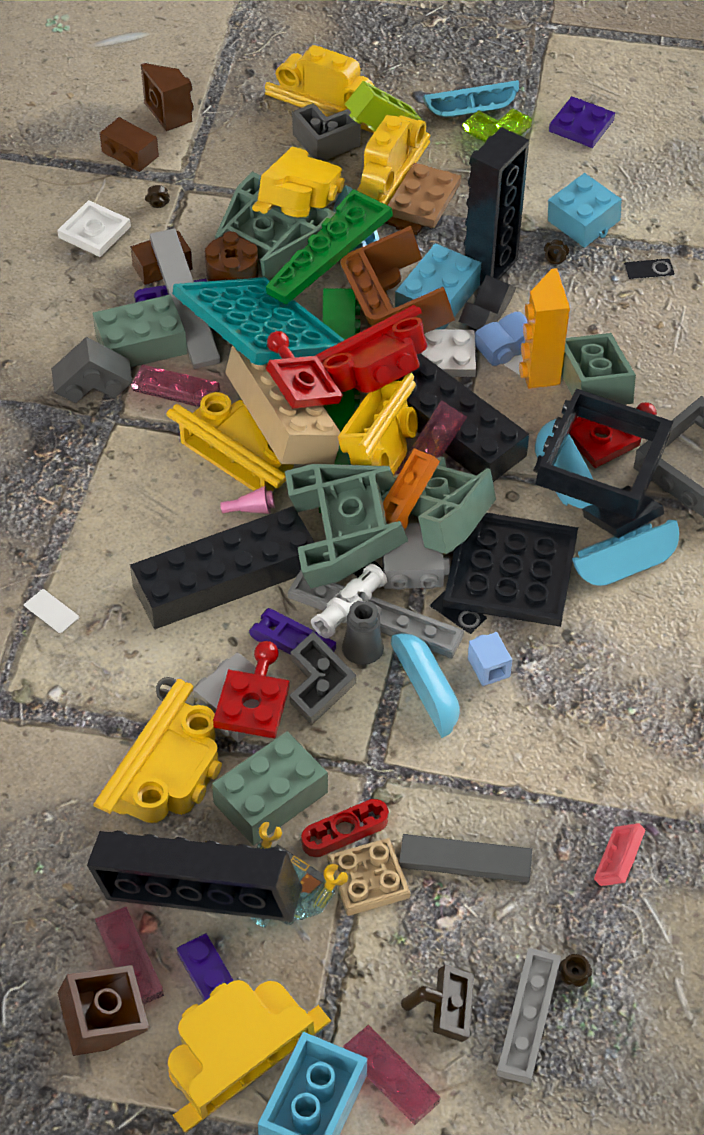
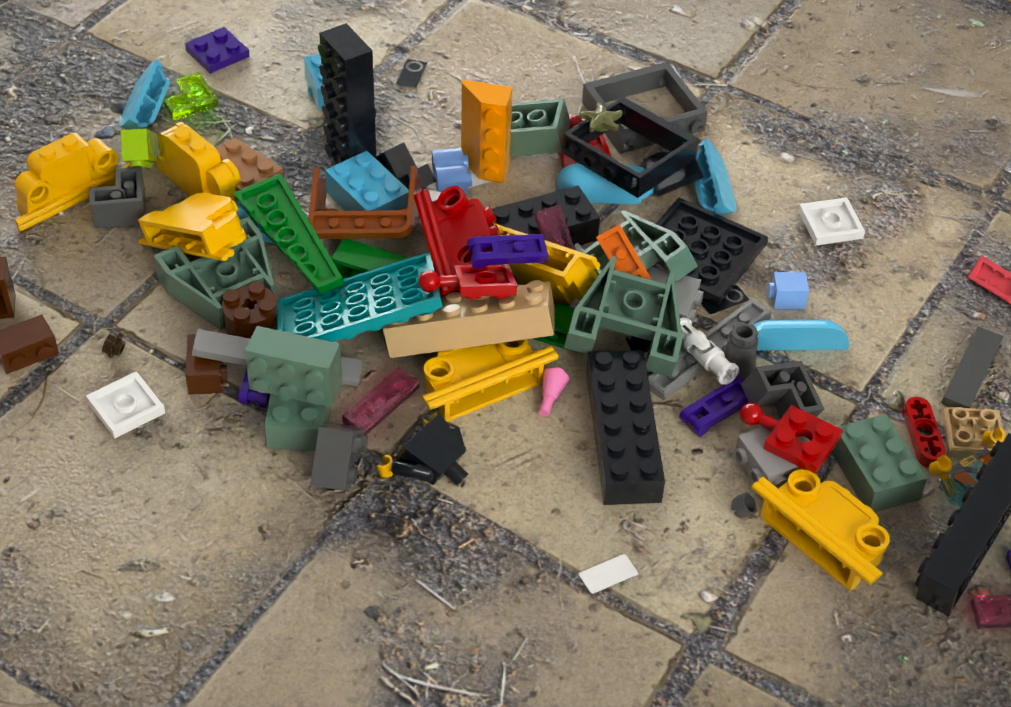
camera: 70 degrees left, 5 degrees down
(125, 436) = (429, 454): none -> black torso
(140, 295) = (294, 366): none -> sand green brick
(347, 383) = (507, 250): none -> dark purple plate
(613, 409) = (601, 119): none -> olive animal
(628, 674) = (831, 221): none -> white plate

